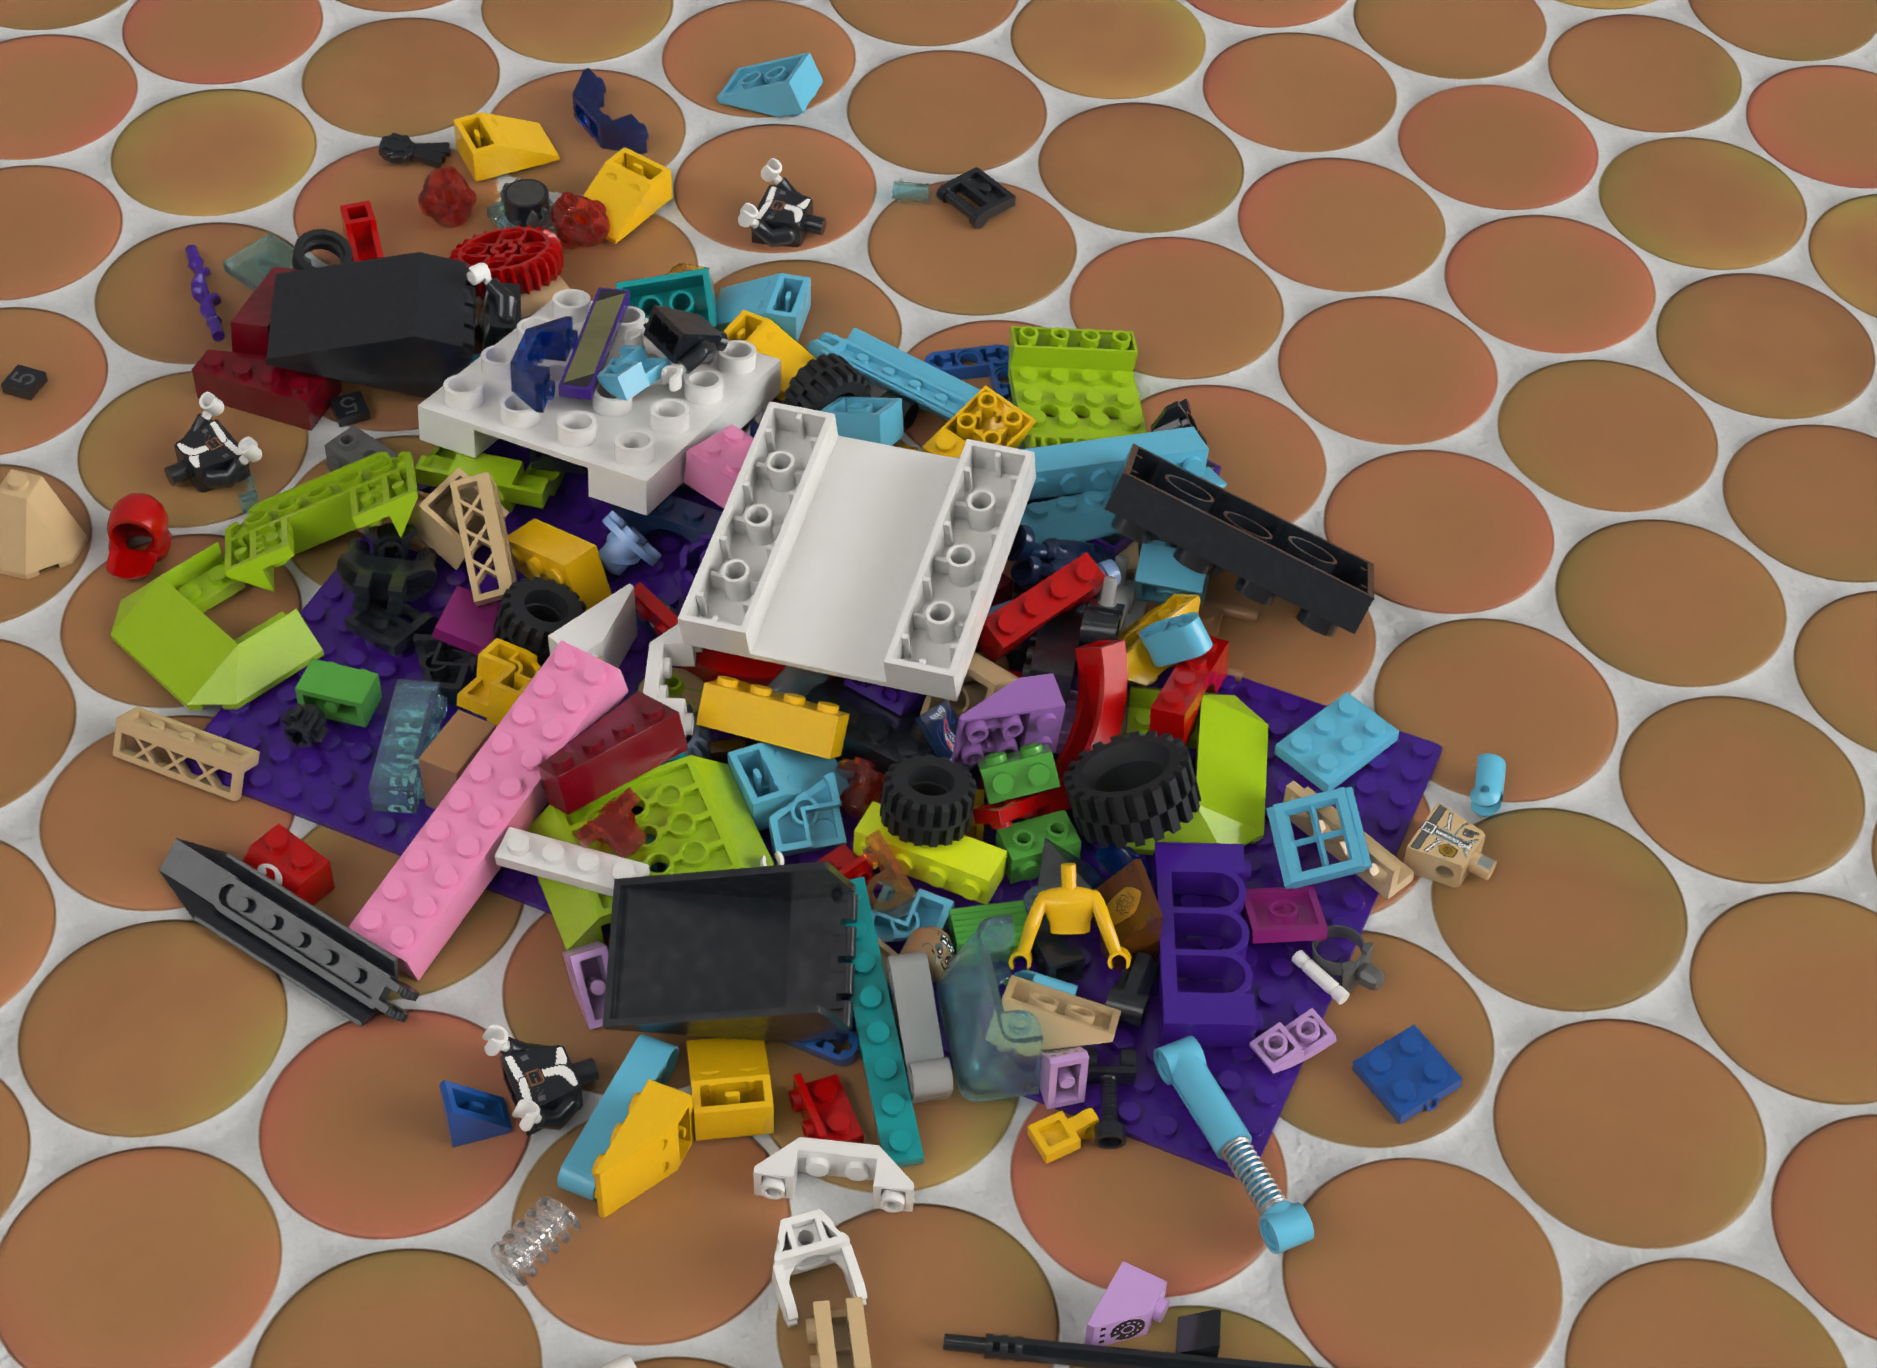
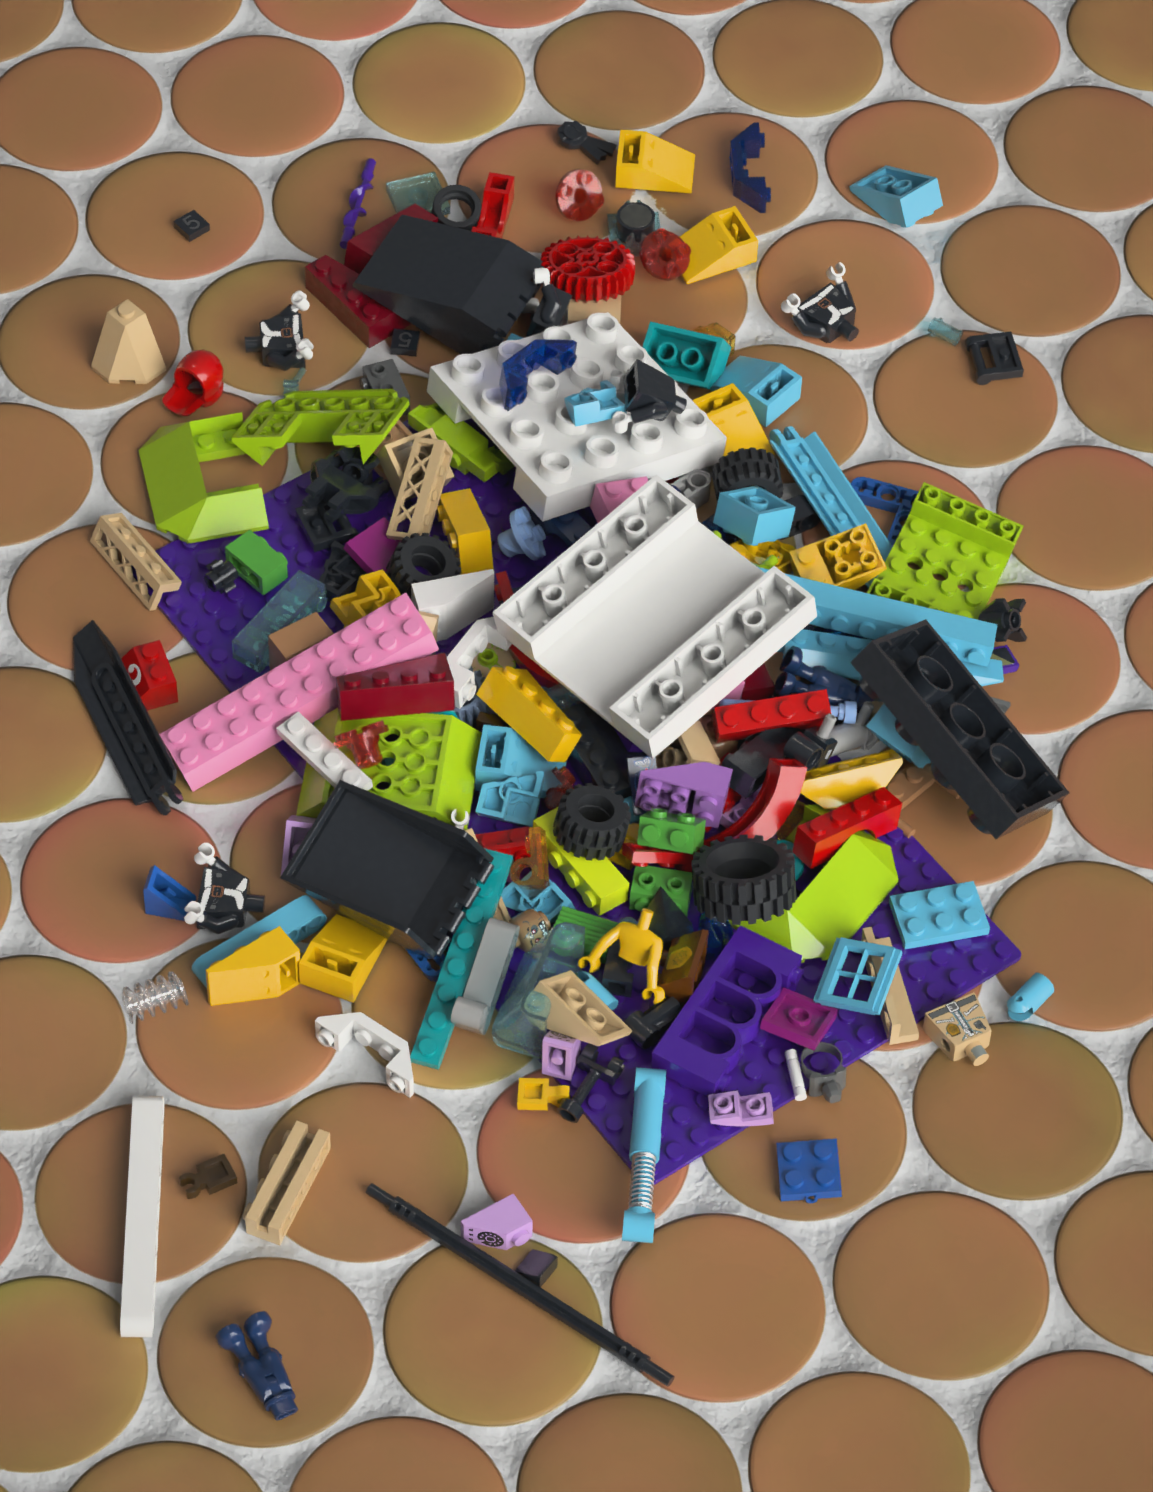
camera: 30 degrees right, 5 degrees up
(594, 343) = (587, 368): tile -> none
(807, 1244) = (319, 1083): white piece -> none
(825, 1109) = (395, 1004): red bracket -> none
(1176, 639) = (854, 784): medium azure beam -> none

